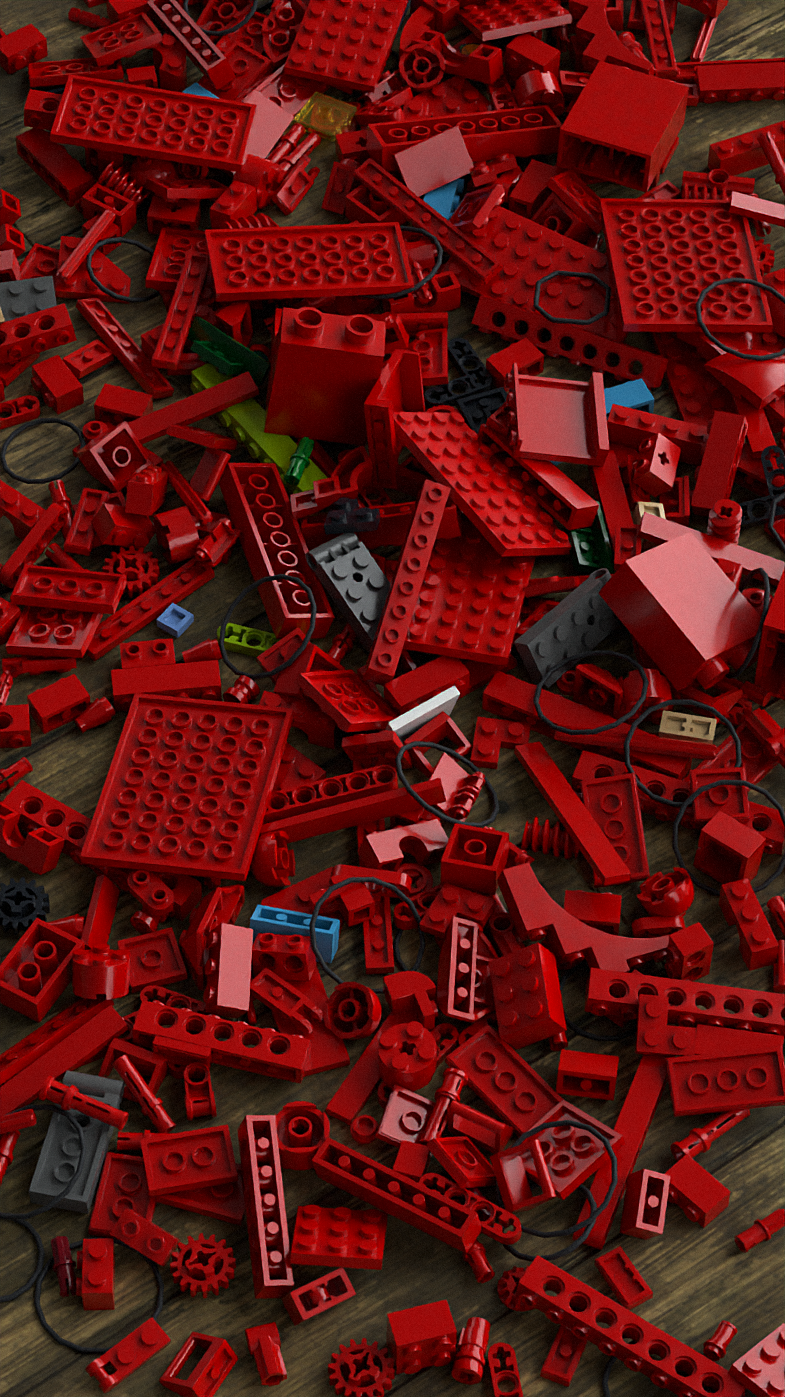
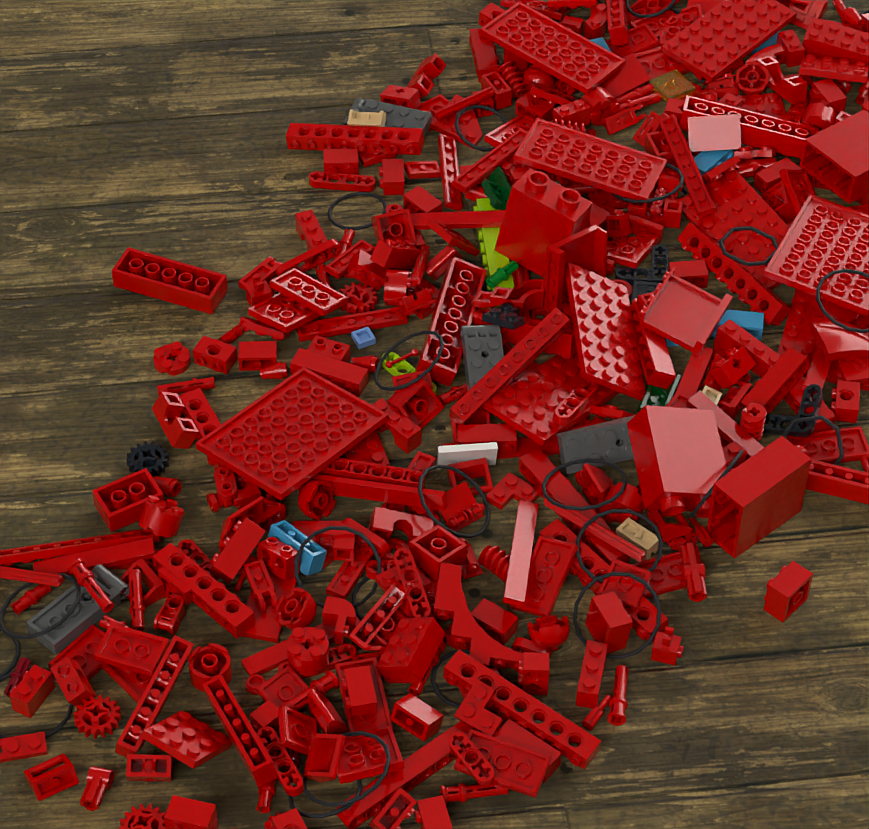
camera: 30 degrees right, 5 degrees down
(100, 912) = (191, 485): red tile -> none
(154, 959) = (202, 525): red plate -> none
(243, 691) = (371, 395): red wheel -> none
(254, 612) = (414, 352): none -> red hinge
(347, 700) = (426, 422): red plate -> none
(382, 745) = (426, 458): red plate -> none
(477, 916) = (415, 584): none -> red beam
(503, 1076) = (360, 691): none -> red brick
(508, 590) = (572, 399): none -> red beam
(688, 1081) = (472, 768): none -> red beam

